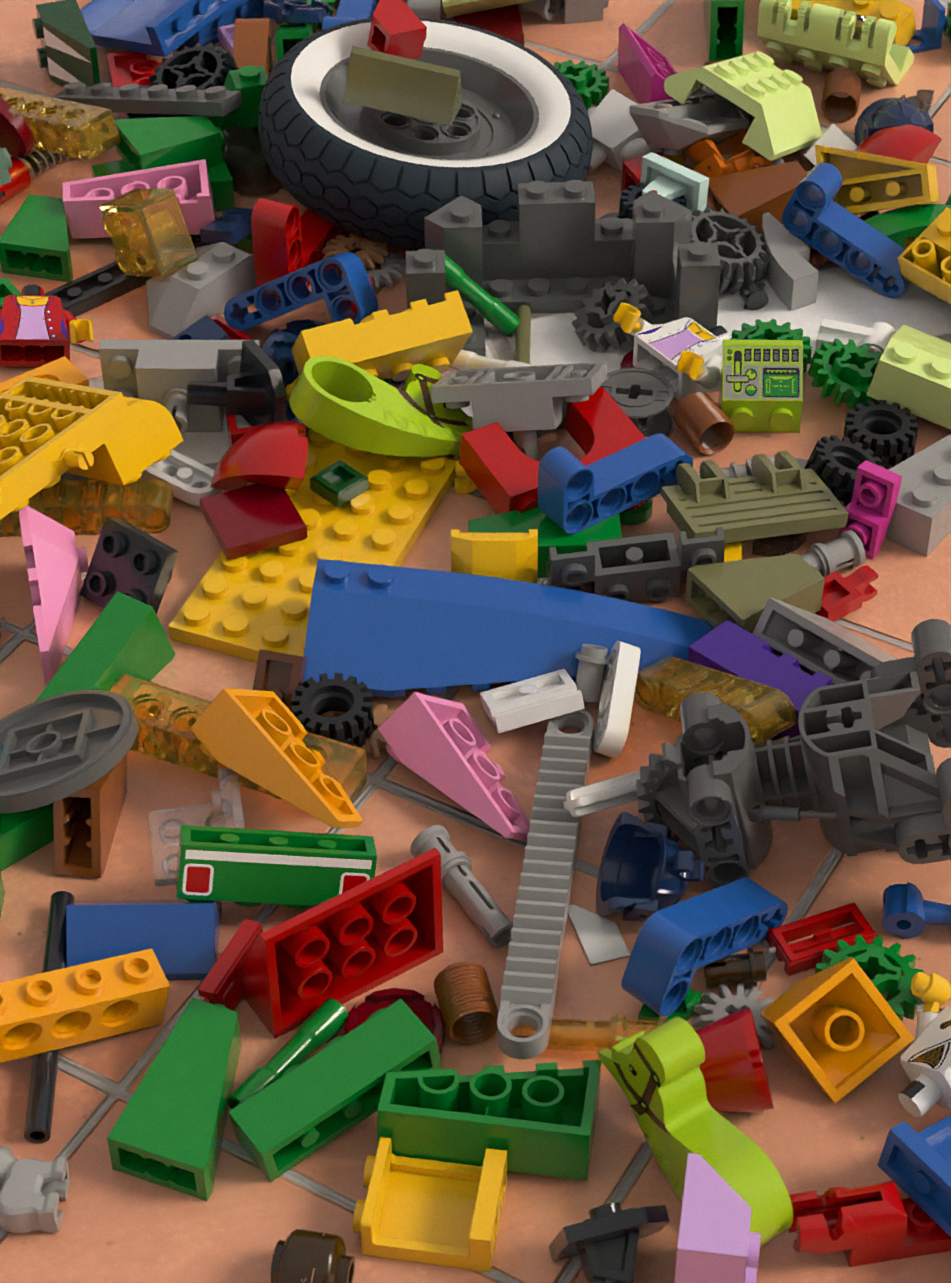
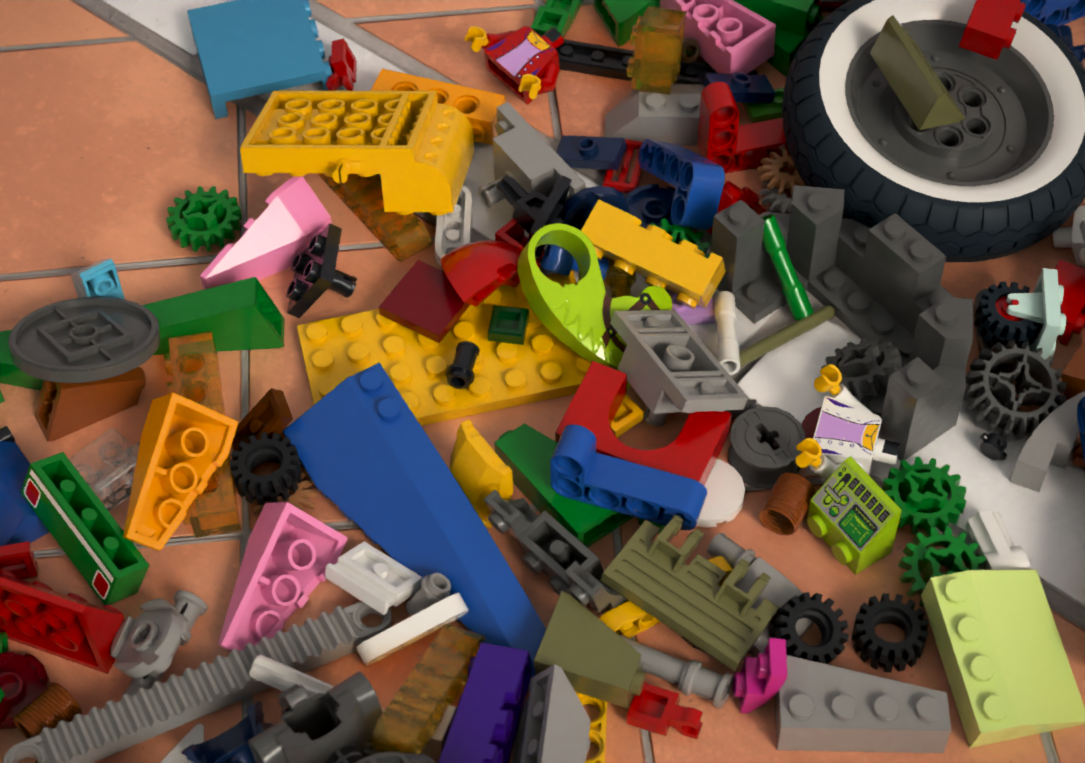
camera: 55 degrees right, 10 degrees up
(365, 533) = (461, 372): none -> black pin
(488, 873) = (149, 639): none -> light grey plate

